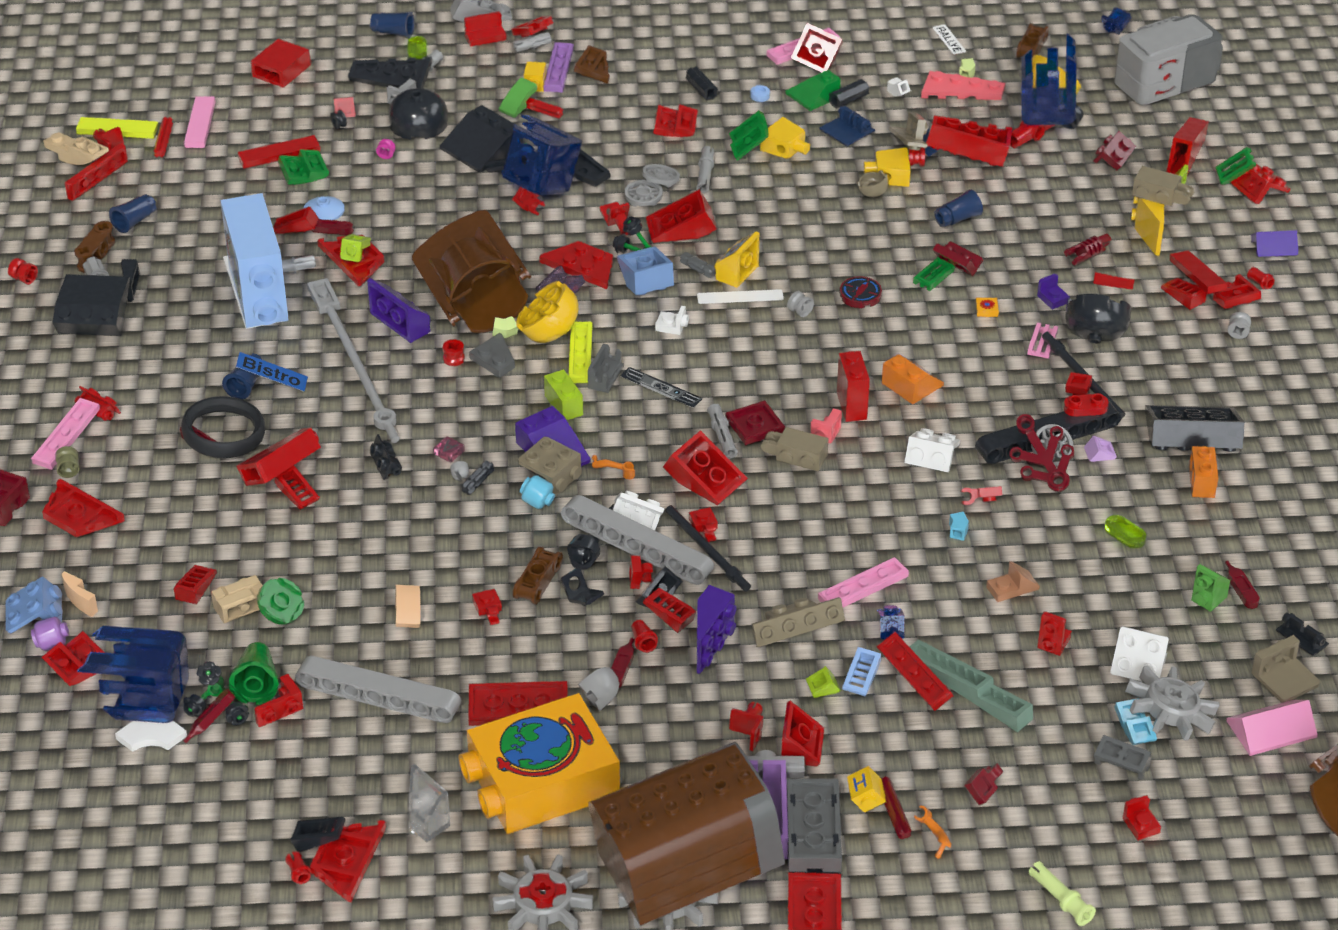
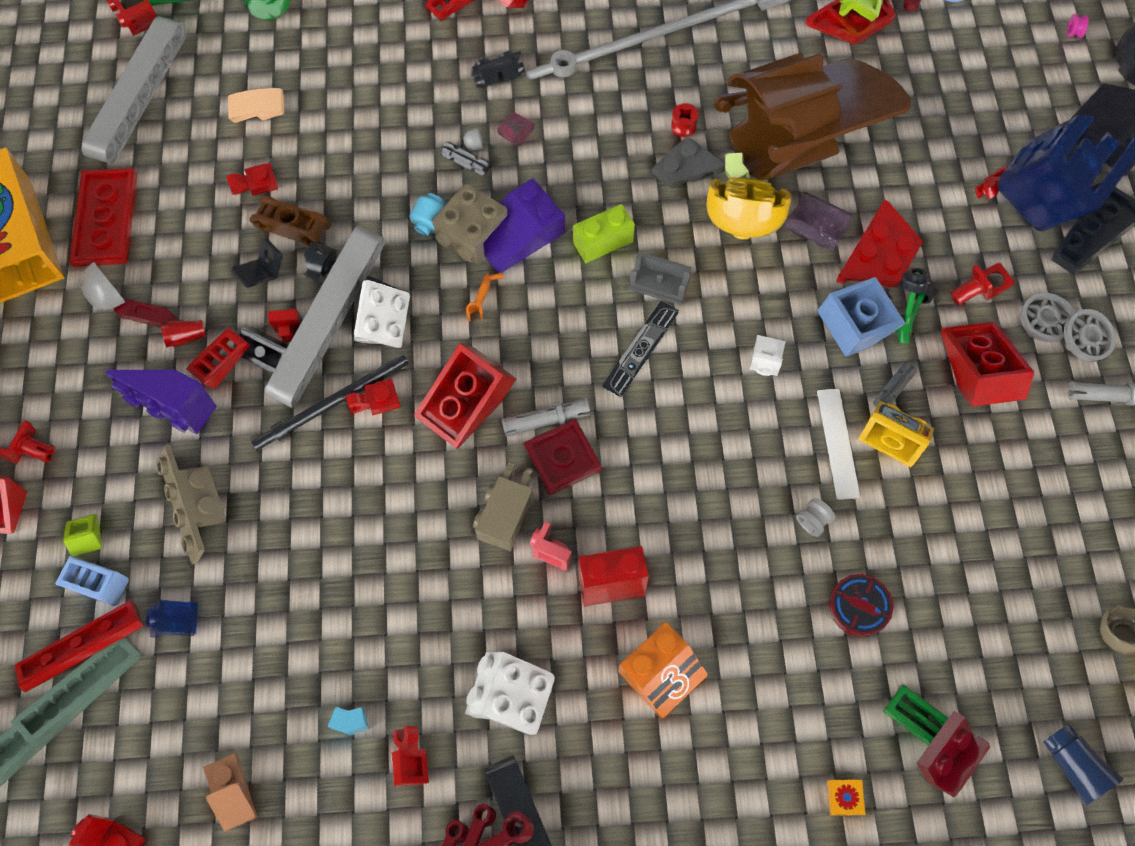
camera: 90 degrees right, 25 degrees up
(397, 311) = (750, 47): dark purple slope -> none
(580, 351) = (706, 253): neon yellow tile -> none
(866, 582) = (251, 589): bright pink tile -> none

